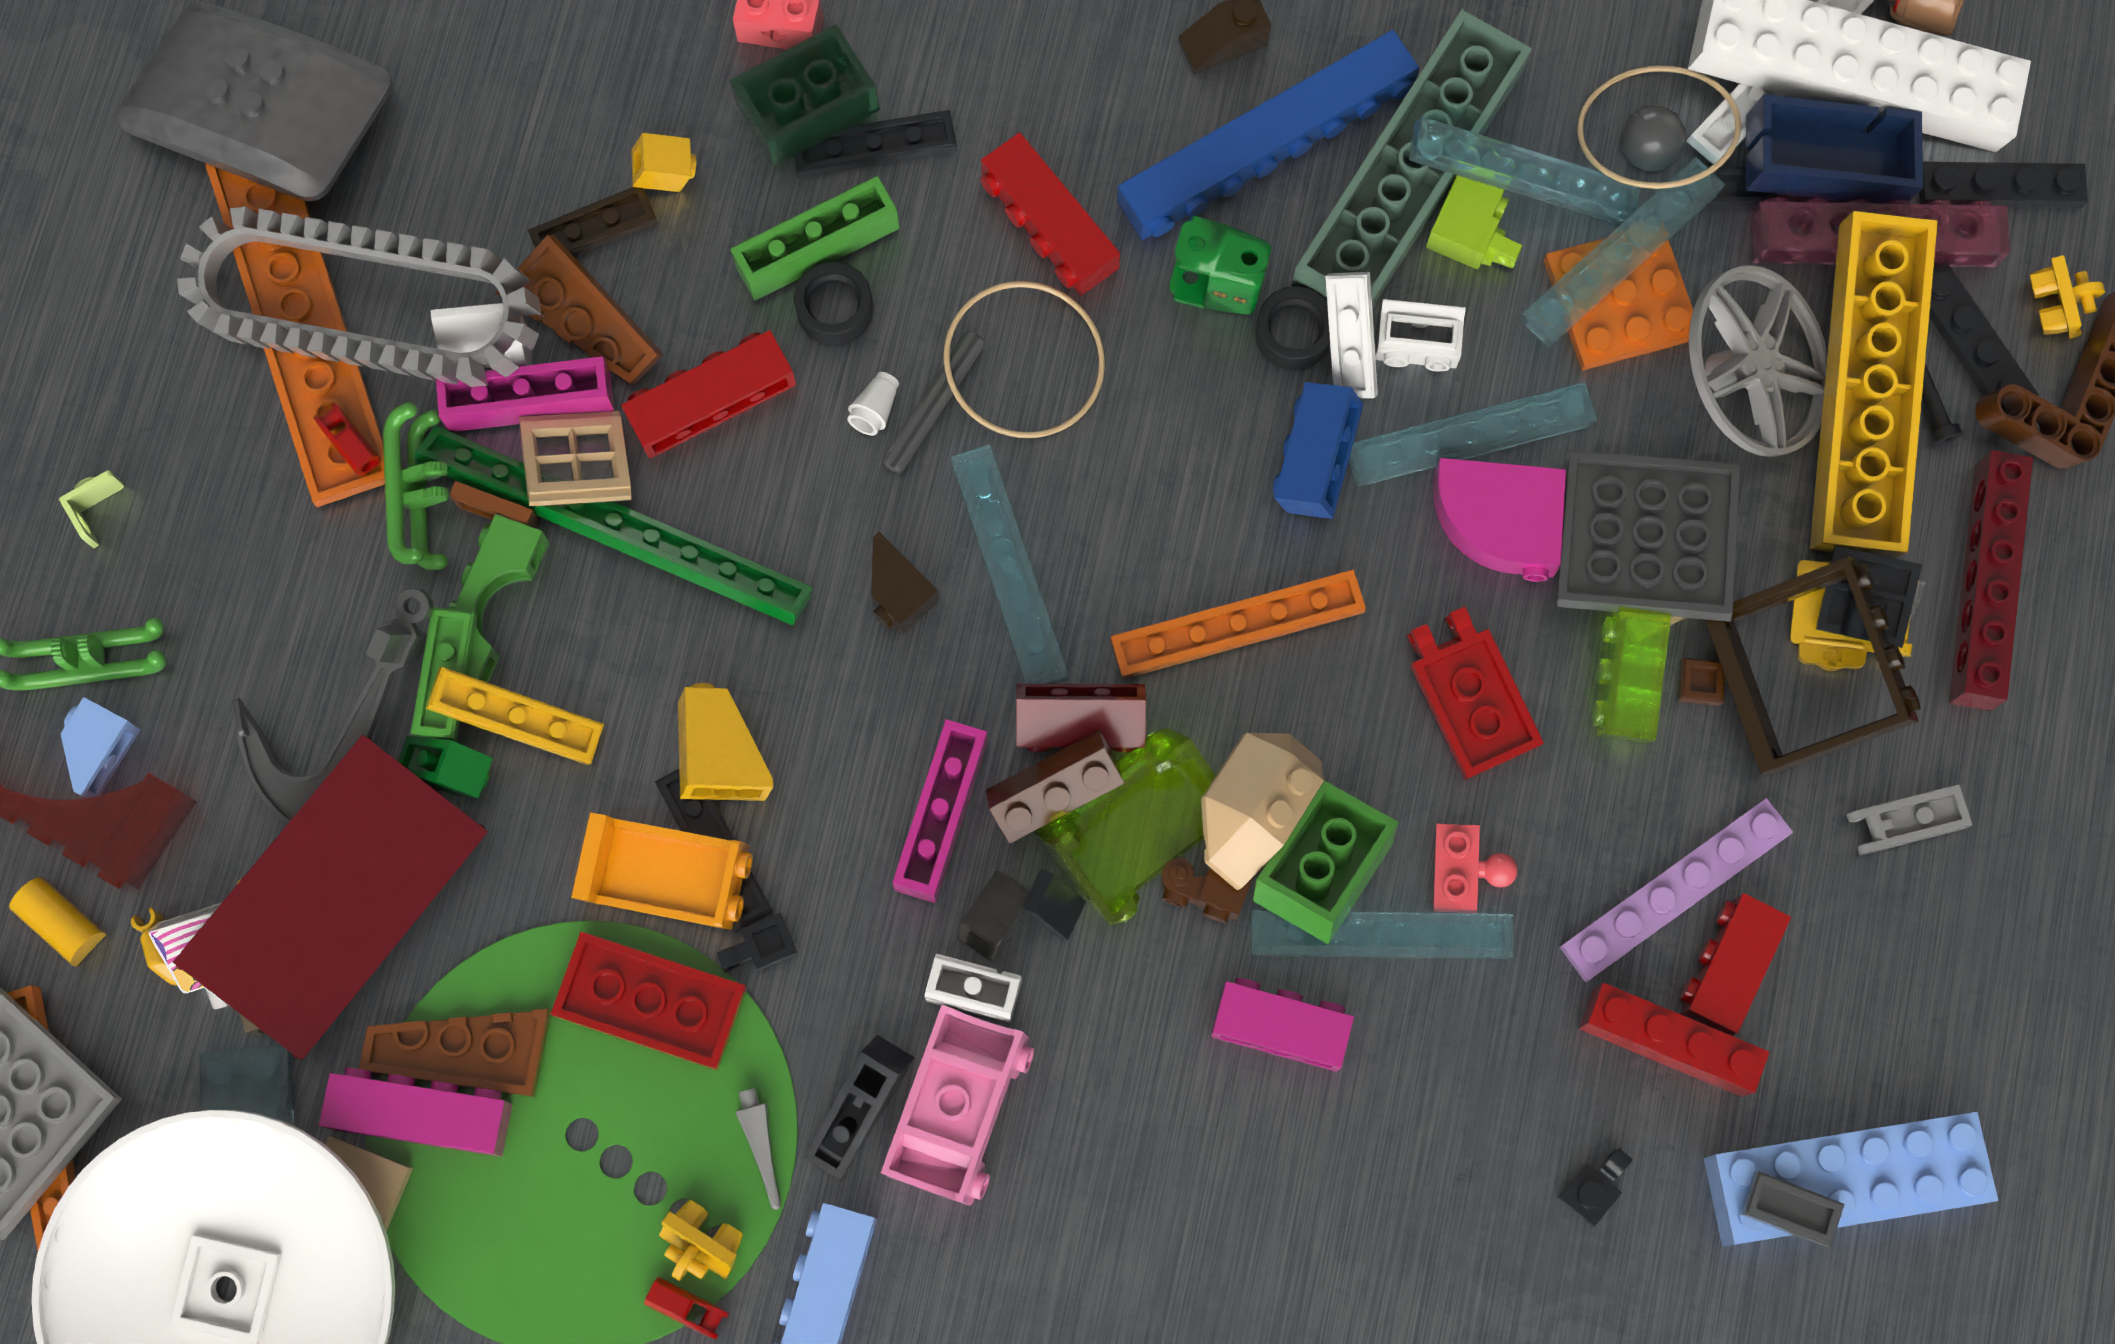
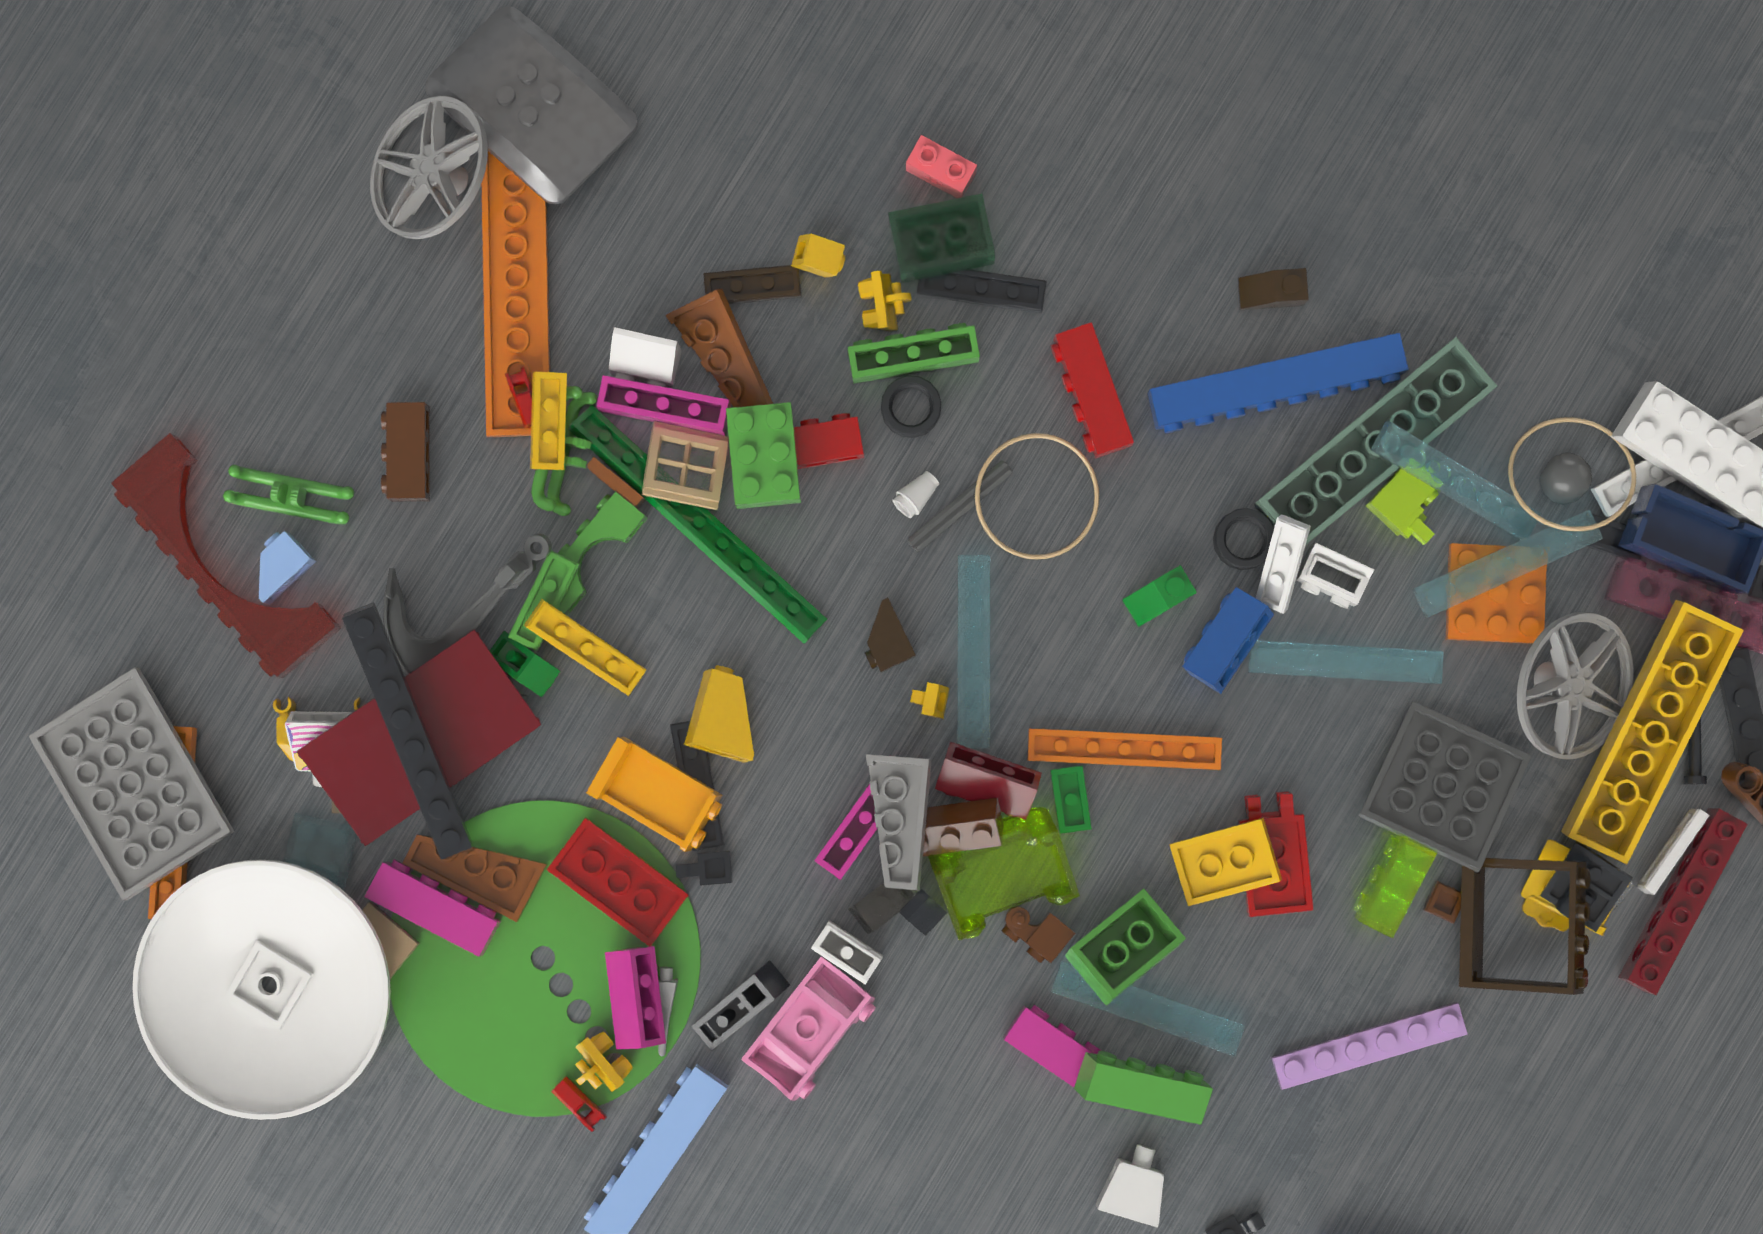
camera: 20 degrees right, 10 degrees up
(56, 920) = (221, 683): yellow brick -> none
(85, 495) = (324, 373): yellowish green bracket -> none
(148, 206) = (432, 169): none -> light grey wheel
(217, 555) = (406, 451): none -> reddish brown brick
(309, 884) = (407, 730): none -> black brick
(365, 245) = (546, 333): light grey piece -> none
(382, 451) = (548, 420): none -> yellow plate
(667, 406) = (763, 455): none -> bright green brick
(716, 1139) = (635, 998): none -> dark pink brick
(750, 179) = (887, 298): none -> yellow hips
(977, 642) = (933, 700): none -> yellow tile
(979, 771) = (900, 805): none -> light grey wing
(1193, 706) = (1070, 799): none -> green plate
(1216, 426) = (1159, 596): none -> green slope
(1227, 266) = (1206, 481): green piece -> none
(1257, 803) = (1092, 889): tan wedge -> none
(1412, 1031) = (1143, 1087): none -> bright green brick
(1413, 717) = (1225, 862): none -> yellow plate
(1447, 1170) = (1134, 1188): none -> white torso
(1459, 868) = (1220, 979): coral plate -> none
(1503, 514) = (1346, 732): dark pink brick -> none
(1674, 1040) = (1325, 1152): red brick -> none
(1734, 964) = (1388, 1113): red brick -> none
(1913, 818) = (1557, 1053): light grey hinge -> none
(1954, 526) = (1672, 851): none -> white tile

